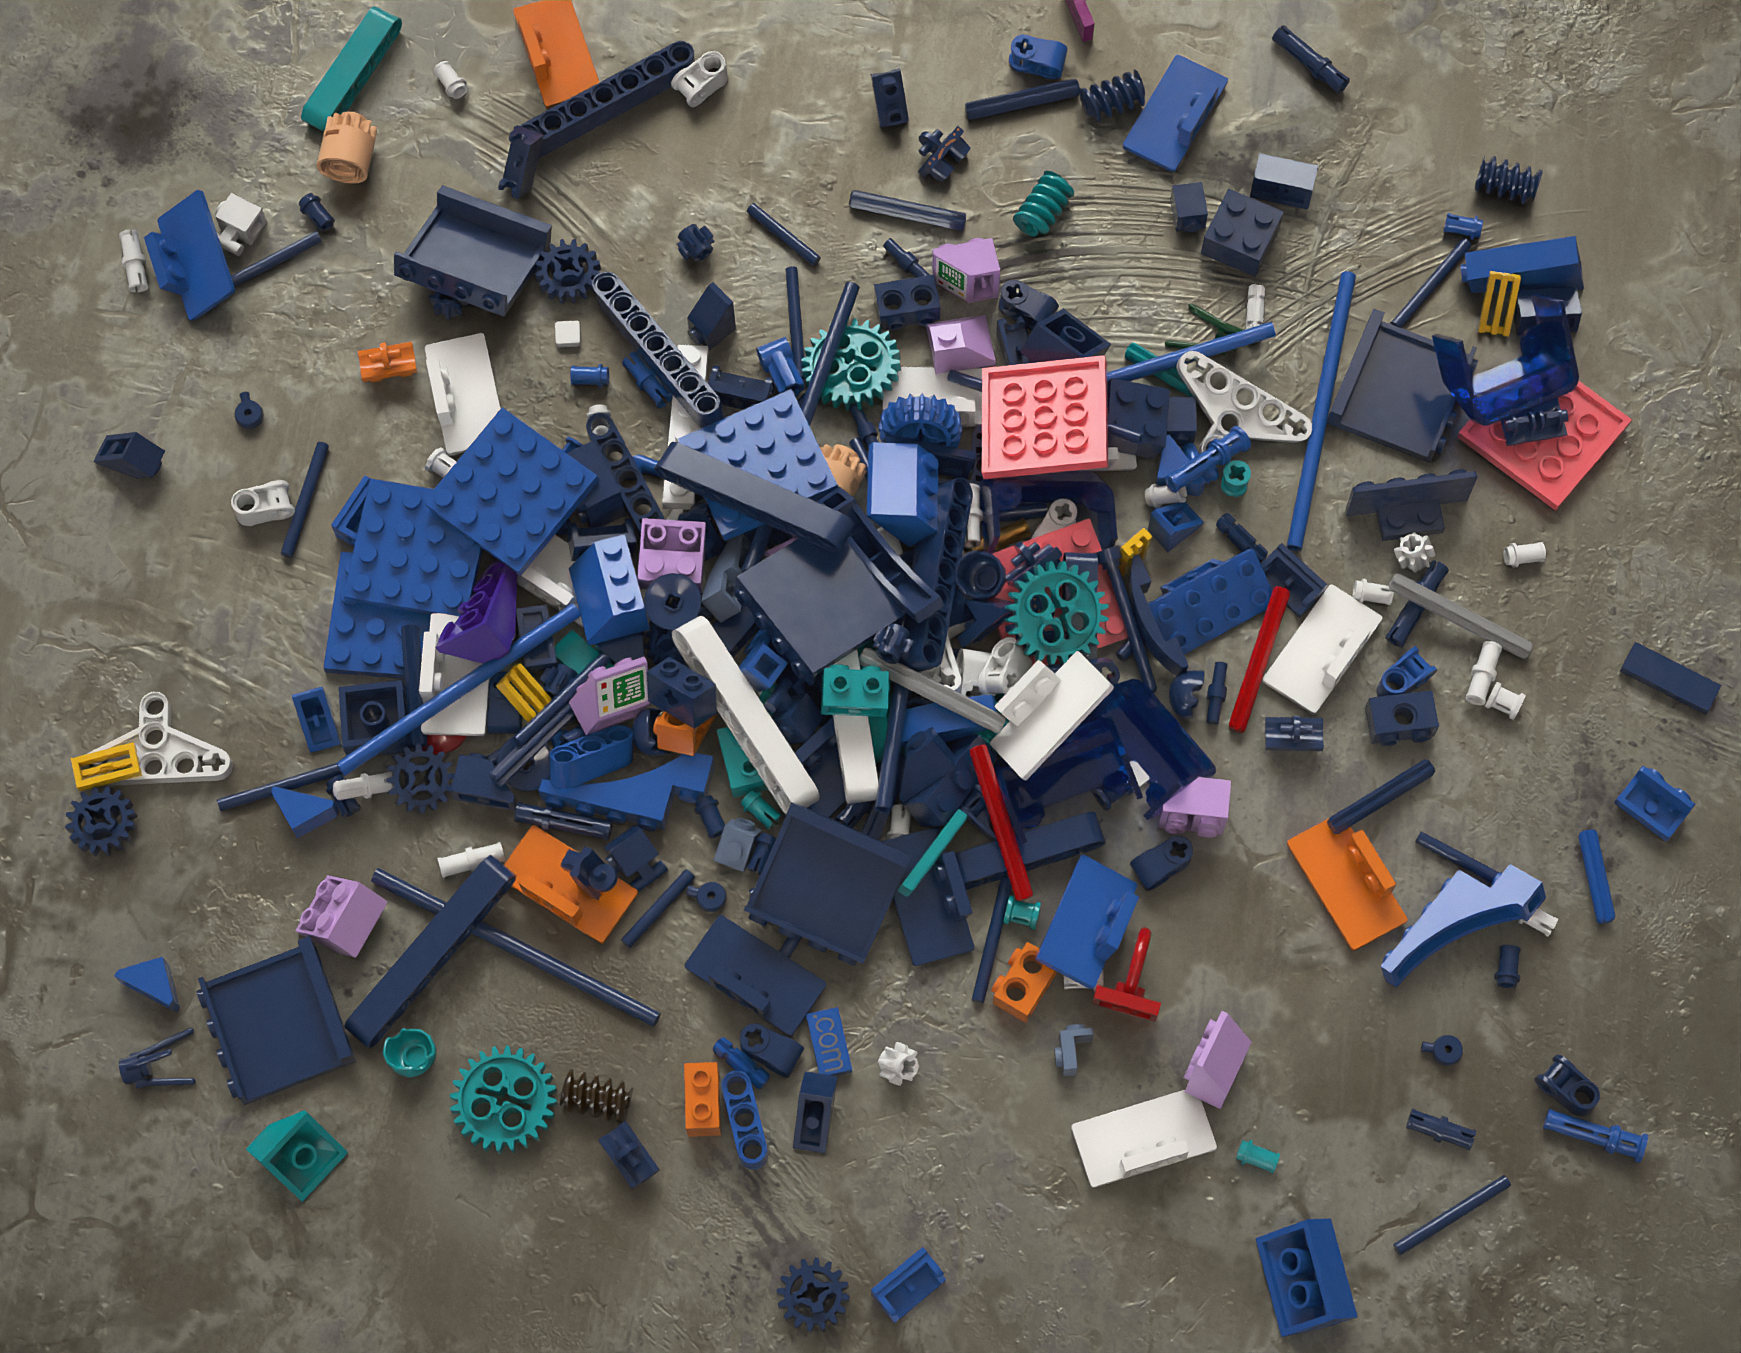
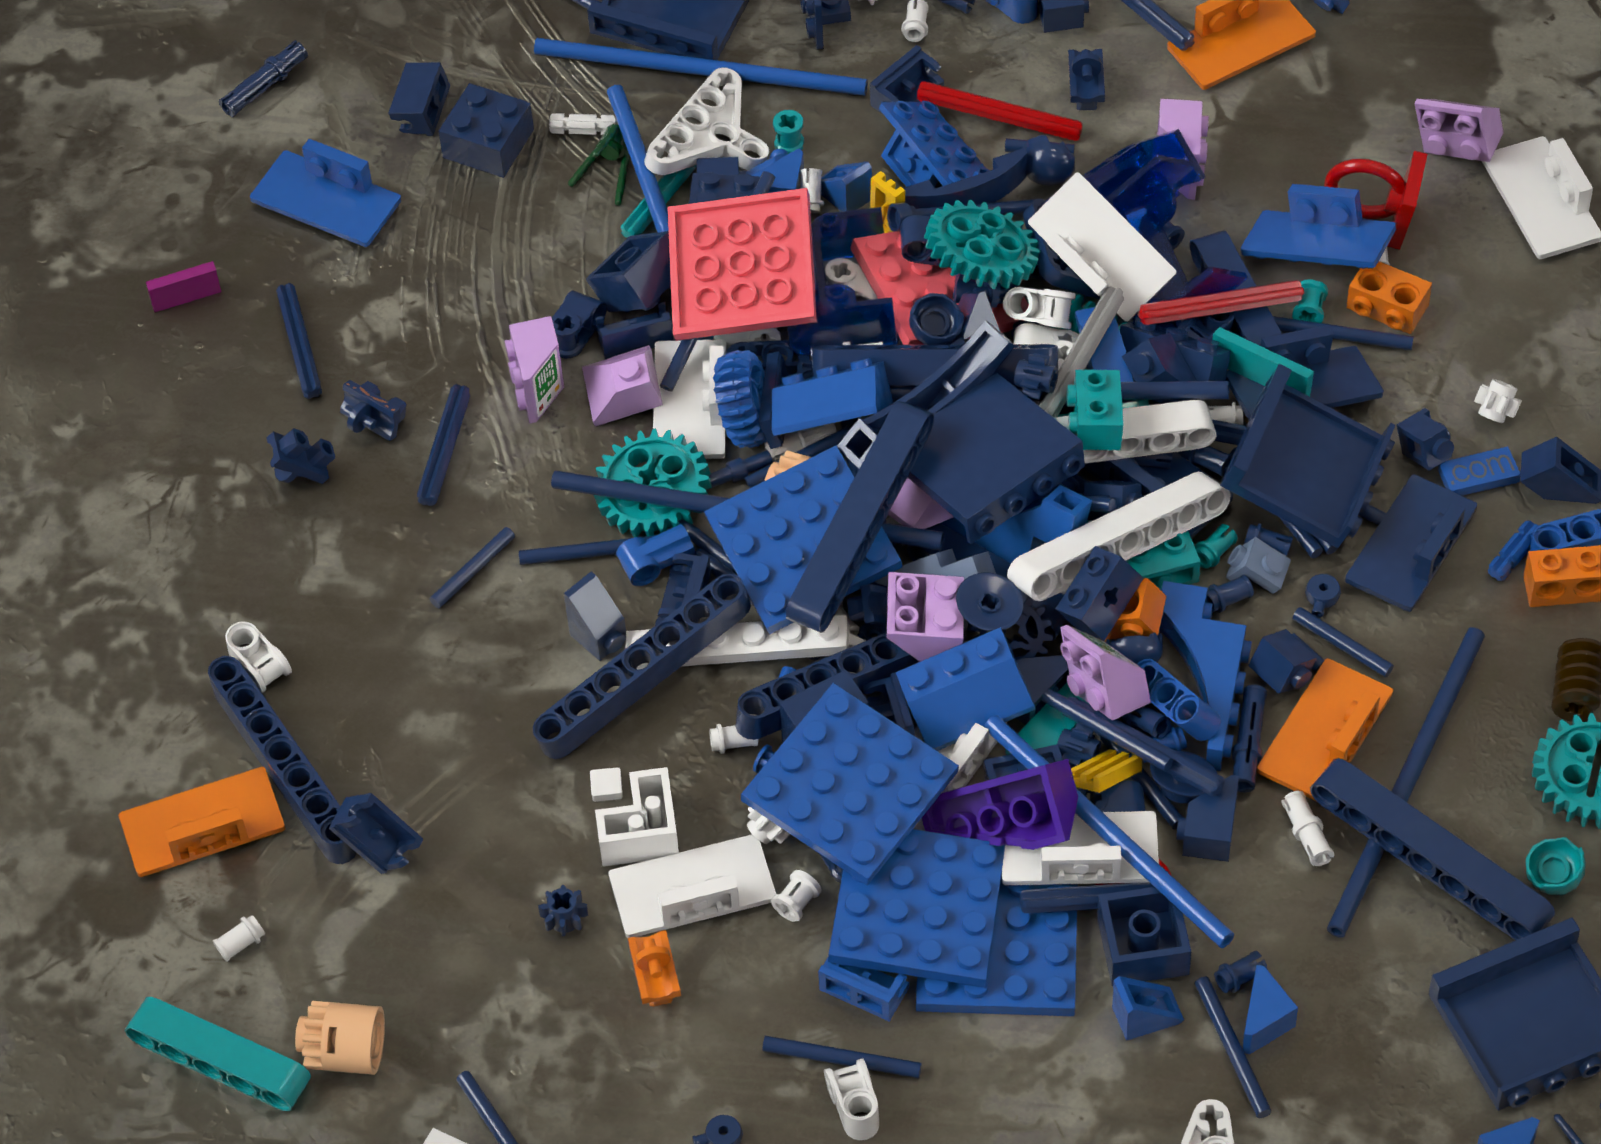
camera: 90 degrees left, 15 degrees down
(316, 212) = (431, 1077): dark blue pin -> none
(341, 915) = (1394, 958): lavender slope -> none
(362, 786) = (1237, 951): white axle -> none
(430, 788) = (1217, 882): dark blue gear -> none
(474, 251) = (500, 879): dark blue panel -> none
(515, 358) = (640, 829): none -> white brick
(567, 269) = (524, 782): dark blue gear -> none
(590, 375) = (667, 743): blue pin -> none
(590, 872) = (1323, 683): dark blue hips -> none
(647, 379) = (671, 690): blue pin -> none
(695, 242) = (488, 647): dark blue gear -> none
(776, 1052) = (1496, 521): dark blue piece -> none
(857, 994) = (1425, 440): none -> dark blue brick
(905, 295) = (570, 427): dark blue brick -> none
(906, 260) = (513, 441): dark blue bar -> none
(1029, 558) = (918, 274): dark blue hips -> none
(1040, 56) = (246, 324): blue piece -> none
(1043, 204) = (444, 308): teal piece -> none
(1065, 1054) = (1458, 257): sand blue bracket -> none
(1113, 95) = (305, 249): dark blue piece -> none
(1158, 865) = (1239, 183): dark blue piece -> none
(1189, 207) = (452, 179): dark blue brick -> none
(1217, 454) = (767, 133): blue pin -> none
(1240, 536) = (856, 131): dark blue axle -> none
(1257, 1156) = (1545, 110): teal pin -> none
(1322, 649) = (988, 55): white bracket -> none

